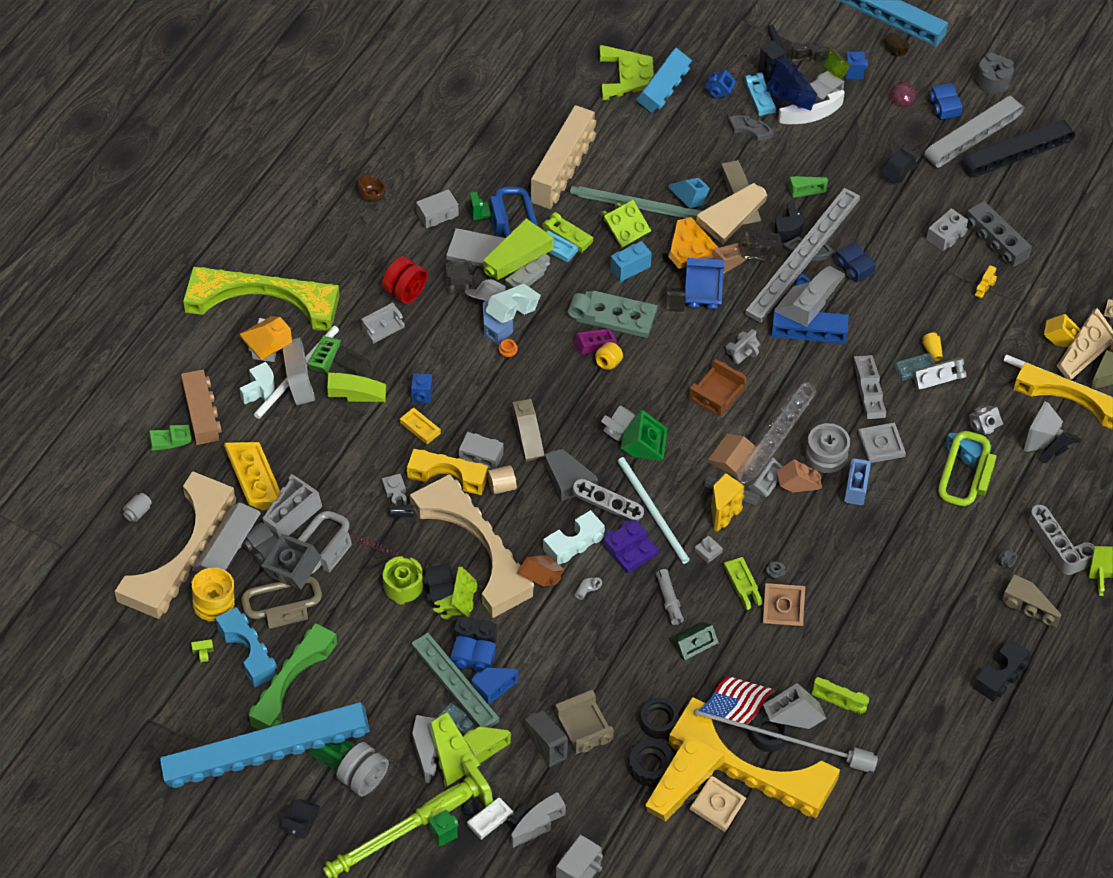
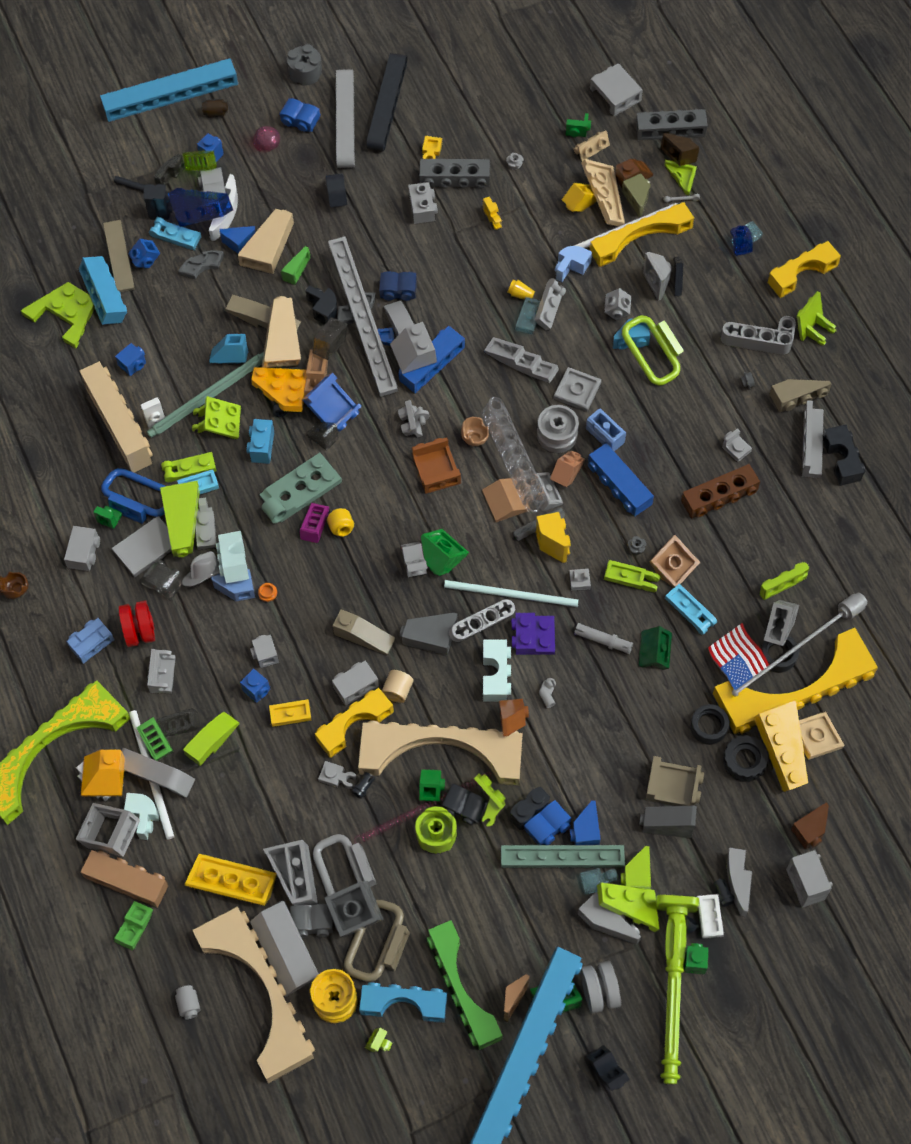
camera: 50 degrees left, 10 degrees up
(221, 367) = (121, 835): none -> light grey window
(304, 708) = (514, 994): none -> medium nougat slope
(368, 263) = (90, 640): none -> medium blue brick
(437, 552) = (431, 785): none -> green brick
(456, 377) = (264, 651): none -> light grey brick
(588, 175) = (152, 412): none -> white plate
(623, 136) = (131, 359): none -> blue brick
(632, 847) = (811, 827): none -> reddish brown slope
(698, 76) = (119, 256): none -> dark tan slope
(752, 642) = (690, 609): none -> medium azure plate
(771, 393) = (474, 431): none -> medium nougat hair
(795, 135) = (237, 237): none -> blue slope
(809, 155) = (267, 244): none -> tan slope
(823, 522) = (620, 480): none -> blue brick
(874, 591) = (726, 483): none -> reddish brown brick
(936, 586) = (735, 445): none -> light grey bracket
(992, 638) = (812, 441): none -> light grey fence
(998, 362) = (572, 258): none -> light blue brick
(1006, 204) = (431, 147): none -> yellow plate
(1053, 268) = (514, 161): none -> light grey plate

